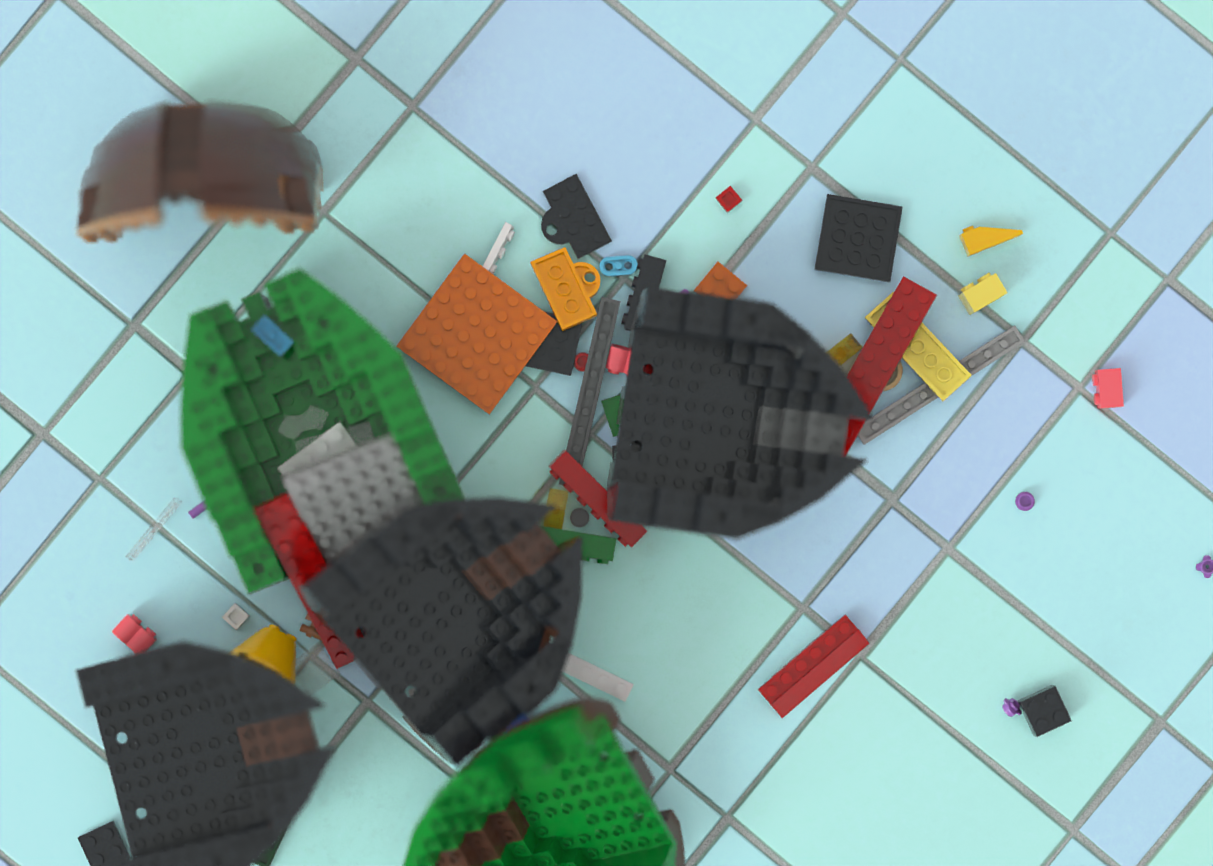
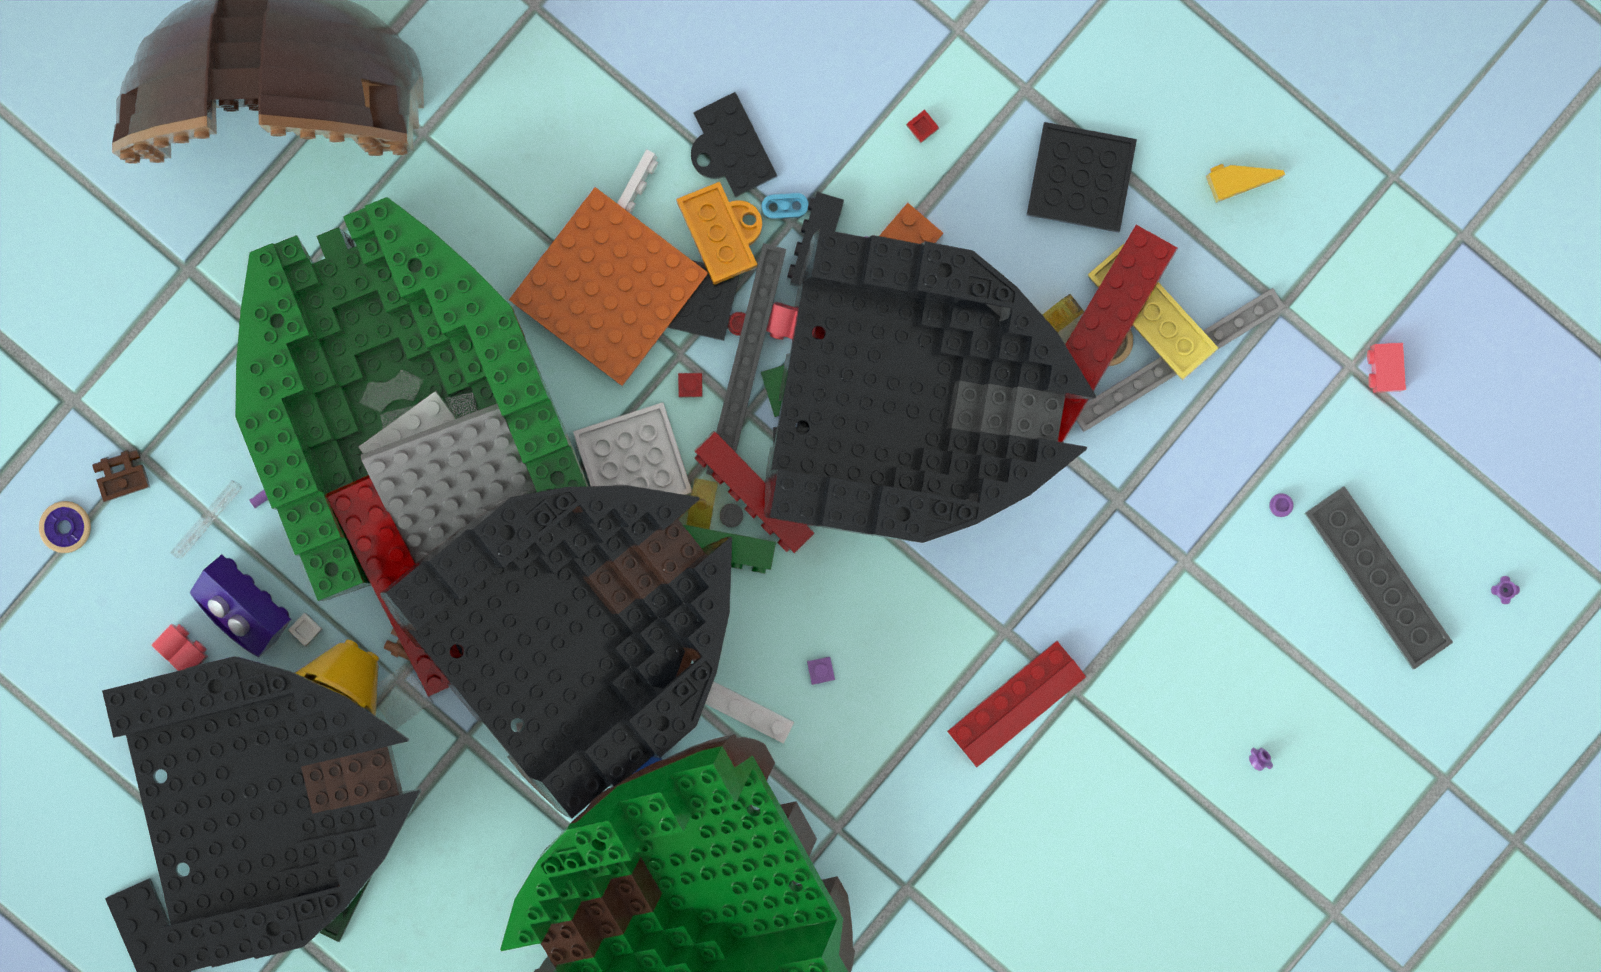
camera: 10 degrees right, 0 degrees up
(26, 536) = (50, 523): none -> wheel
(84, 500) = (123, 482): none -> reddish brown plate
(182, 599) = (239, 606): none -> dark purple piece
(272, 335) = (353, 281): dark azure plate -> none
(499, 468) = (634, 452): none -> white plate
(544, 412) = (690, 384): none -> red plate
(654, 642) = (821, 670): none -> medium lavender plate
(985, 292) = (1233, 248): light yellow brick -> none
(1044, 710) = (1301, 764): black brick -> none
(1104, 558) = (1378, 577): none -> dark grey plate

